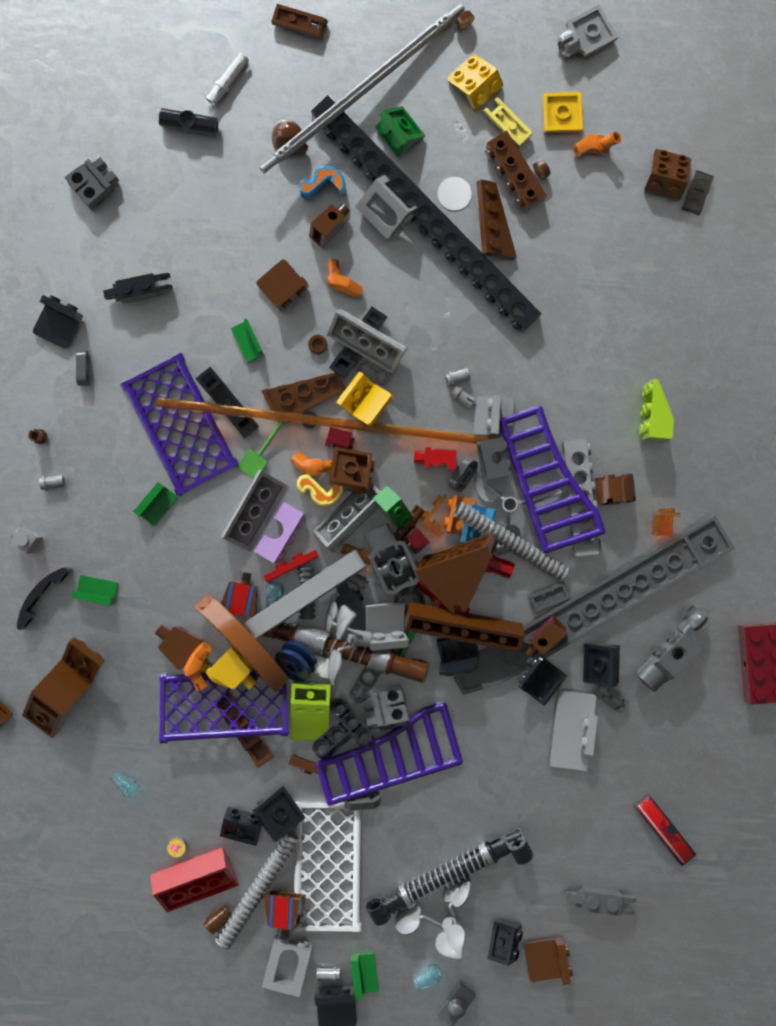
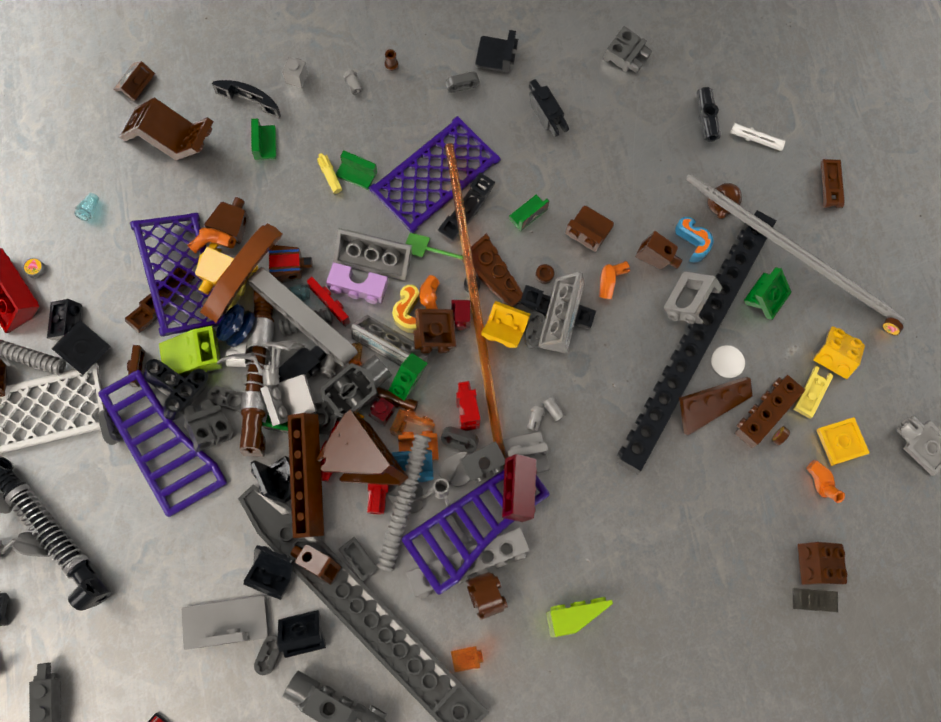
camera: 65 degrees right, 15 degrees down
(150, 532) = (327, 169): none -> light yellow piece
(531, 432) = (519, 488): none -> dark red brick

